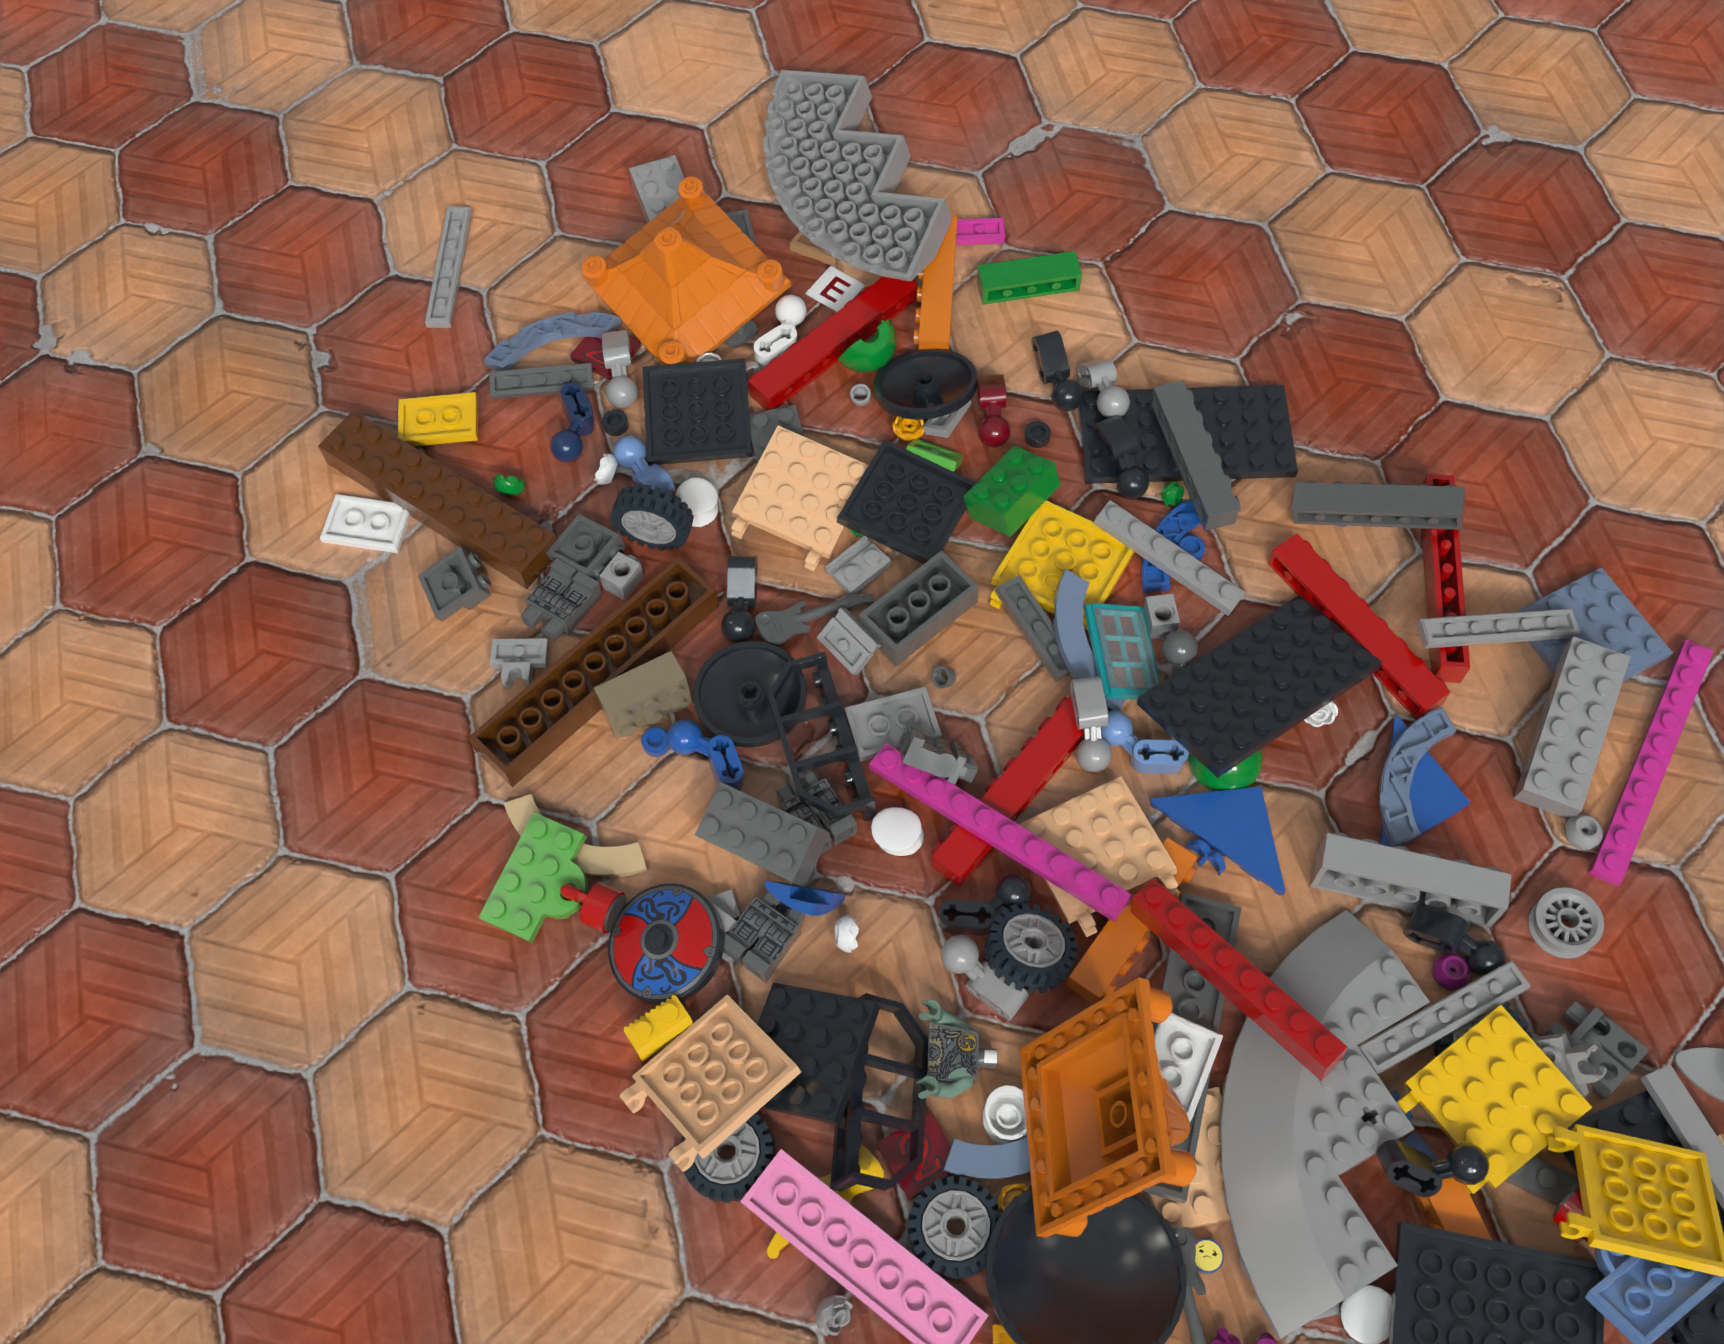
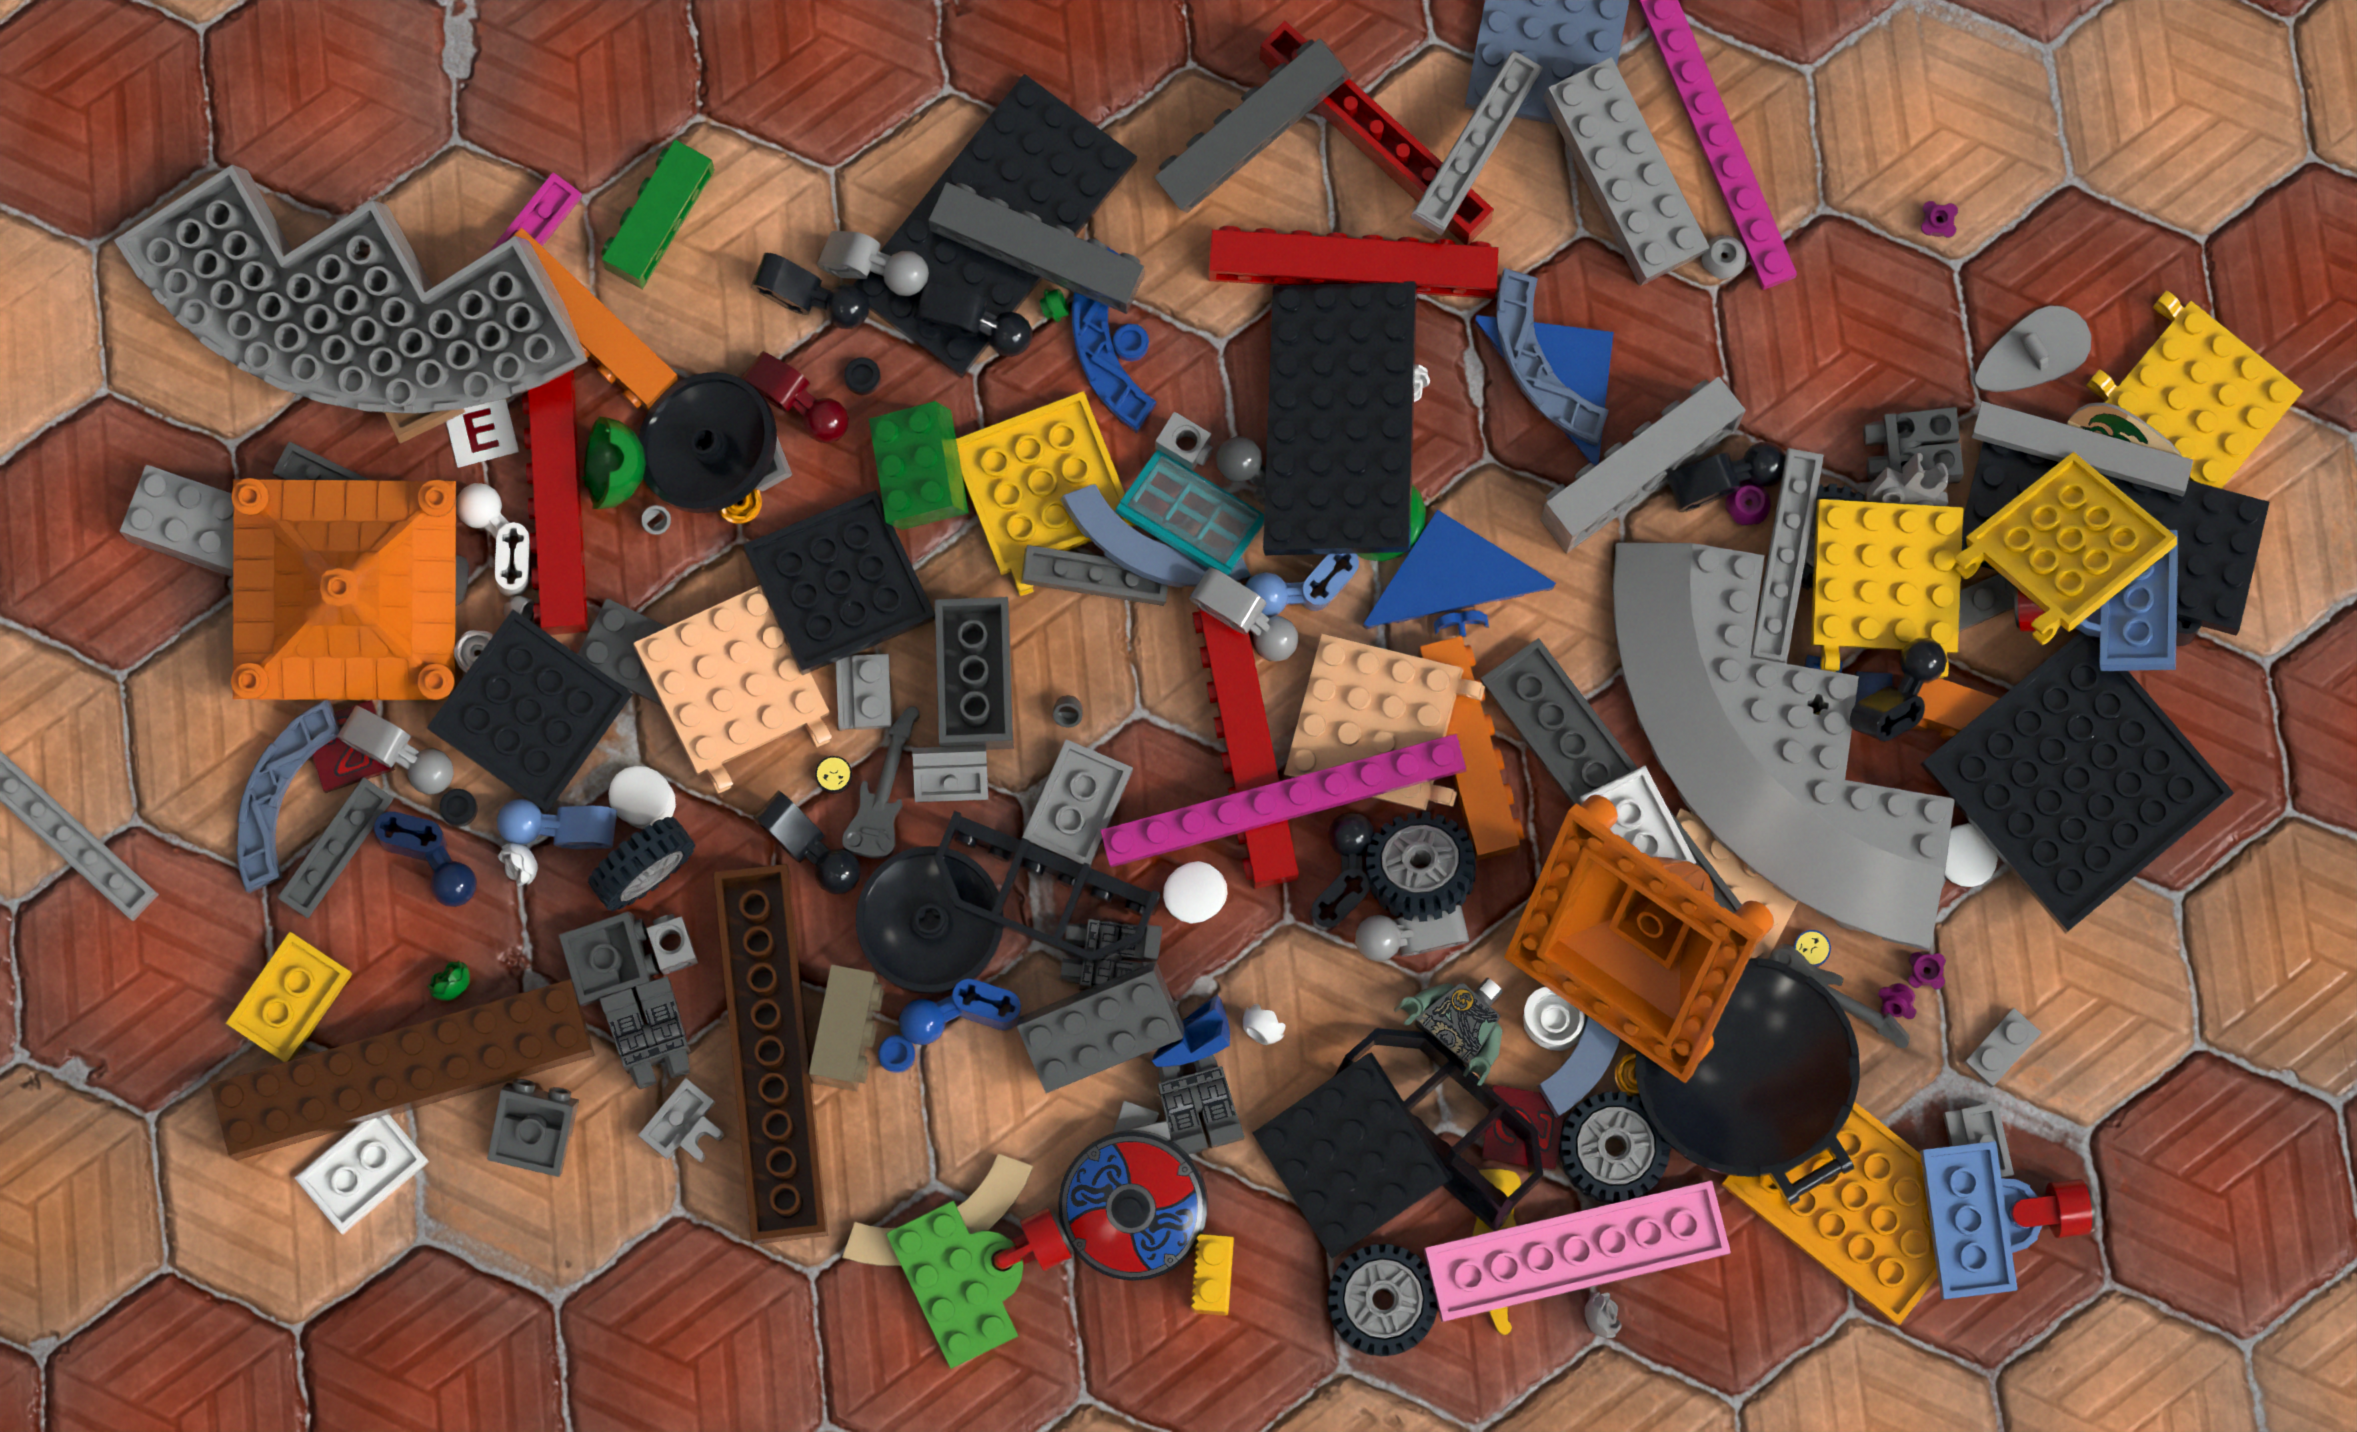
camera: 55 degrees left, 15 degrees up
(712, 1079) = (1307, 1259): light nougat plate -> none
(795, 586) = (833, 774): none -> light yellow tile
(936, 755) = (1155, 793): hips -> none
(941, 456) = (800, 504): bright green plate -> none
(1169, 557) = (1126, 376): light grey plate -> none
(1238, 979) = (1609, 710): red brick -> none
(1580, 935) = (1803, 331): light grey wheel -> none

